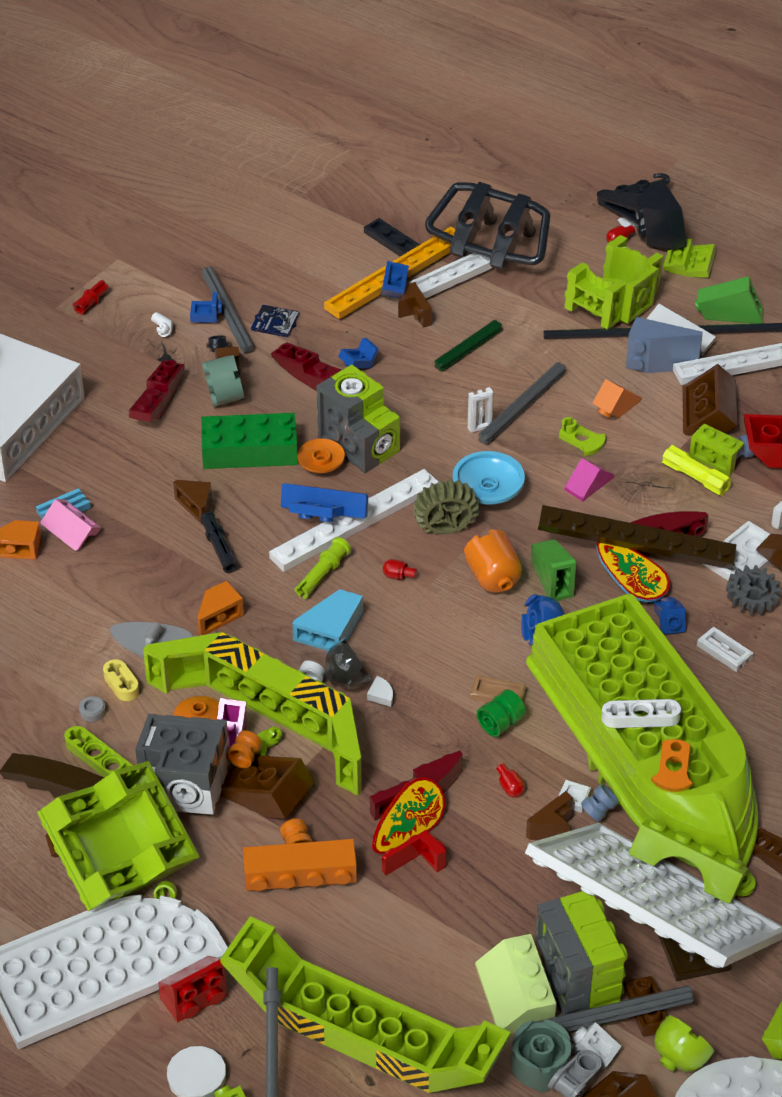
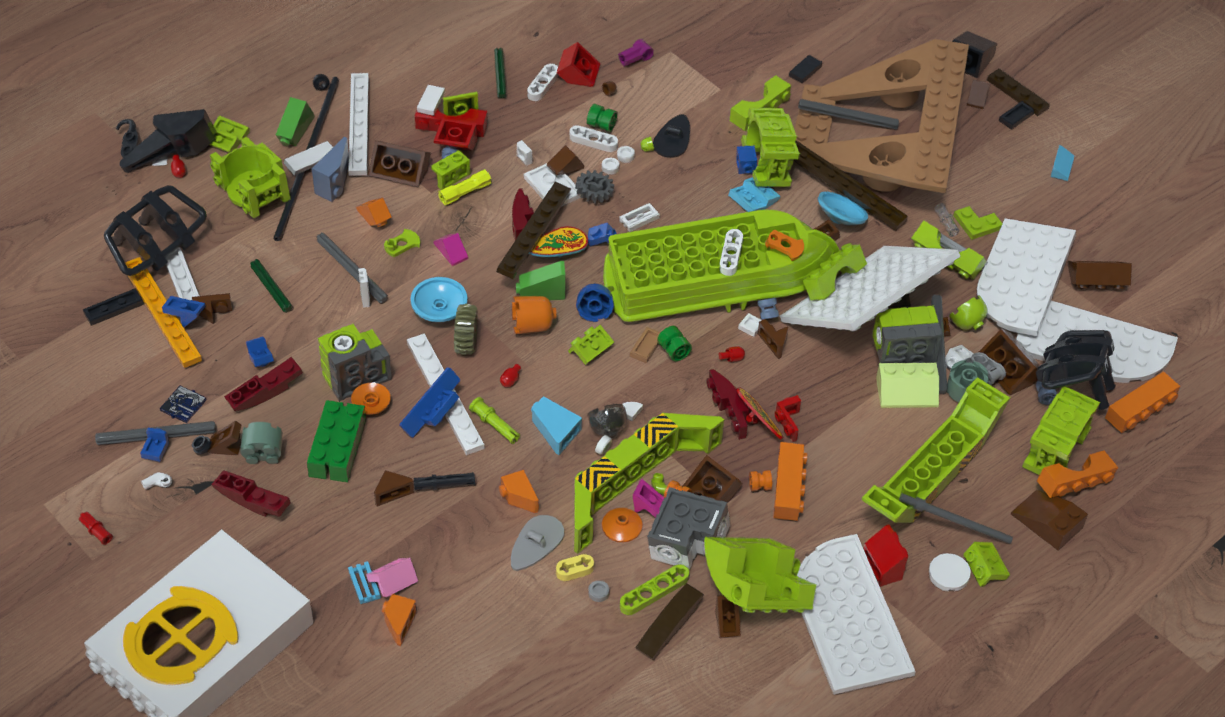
camera: 80 degrees left, 5 degrees up
(473, 634) = (591, 344): none -> lime bracket

